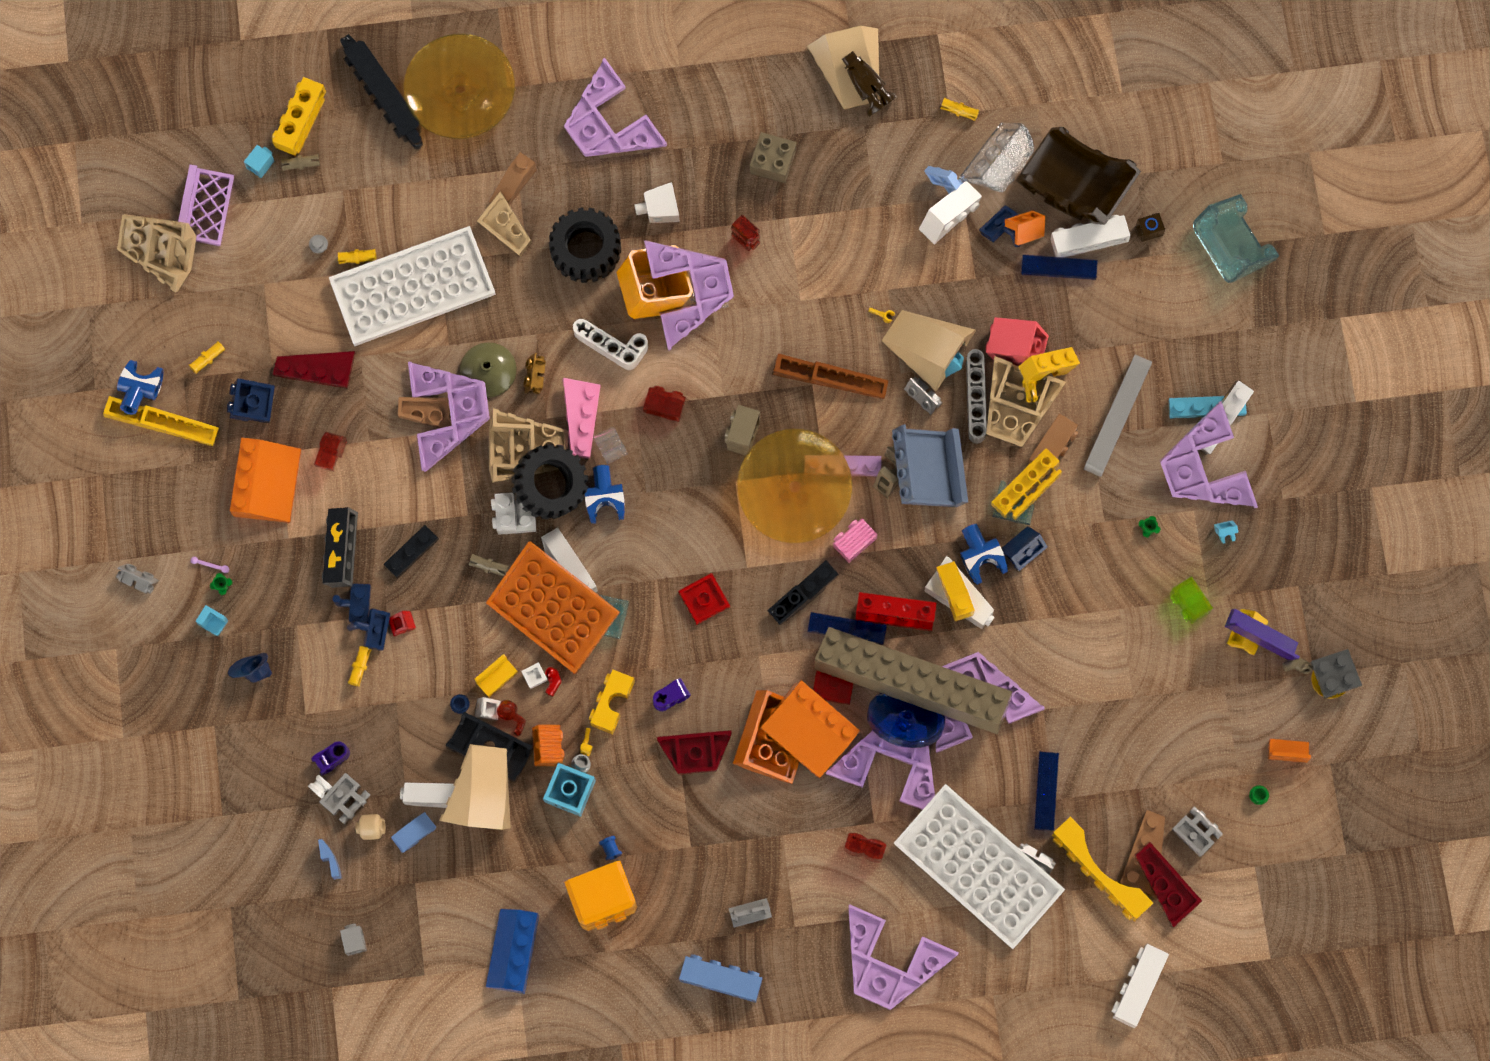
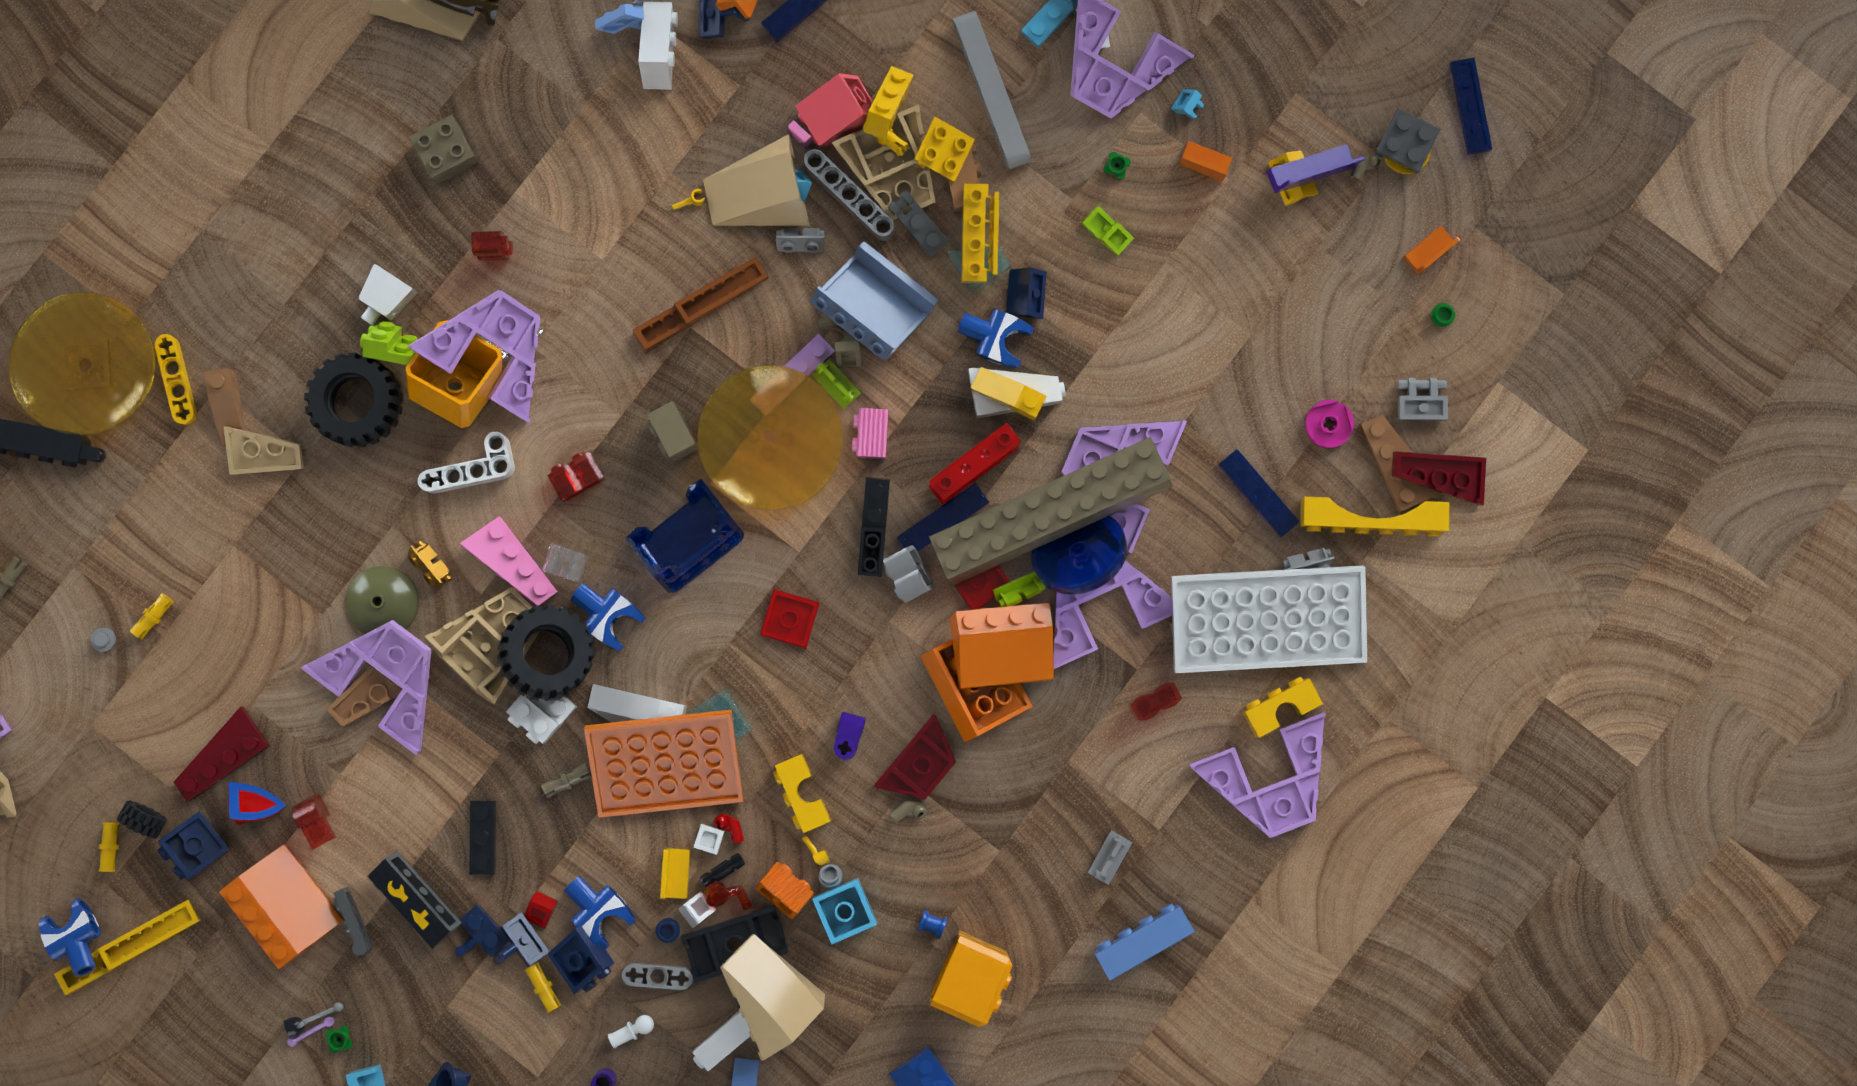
camera: 50 degrees left, 10 degrees up
(205, 553) = (295, 1025): none -> hinge
(240, 359) = (141, 819): none -> black tyre
(294, 527) = (353, 922): none -> dark grey plate
(306, 408) = (251, 803): none -> shield
(393, 742) = (643, 1024): none -> white pin
(395, 671) = (581, 961): none -> dark blue plate
(412, 286) = (231, 594): white plate -> none
(415, 716) = (675, 983): none -> light grey beam
(432, 652) = (596, 908): none -> blue connector
(503, 144) = (179, 378): none -> yellow beam
(524, 701) = (722, 870): none -> black axle
(591, 130) = (252, 286): lavender wing -> none
(634, 230) = (387, 344): none -> lime plate
(663, 770) = (909, 808): none -> dark tan arm
(691, 499) = (687, 539): none -> clear blue windscreen
(796, 637) = (908, 574): none -> light grey brick
(850, 708) = (1016, 590): none -> lime hinge
(862, 493) = (836, 383): none -> lime hinge
(921, 917) = (1262, 715): none -> yellow arch
(981, 335) = (799, 134): none -> bright pink tile
(1000, 450) = (918, 224): none -> dark grey plate
(1055, 420) = (944, 149): none -> yellow hinge
(1106, 557) = (1107, 231): none -> lime slope
(1138, 789) = (1335, 412): none -> dark pink plate
(1140, 985) = (1505, 585): white brick -> none
(1191, 600) = (1219, 197): clear neon green brick -> none
(1204, 573) = (1205, 161): none -> orange panel
(1396, 692) = (1470, 106): none -> clear blue tile

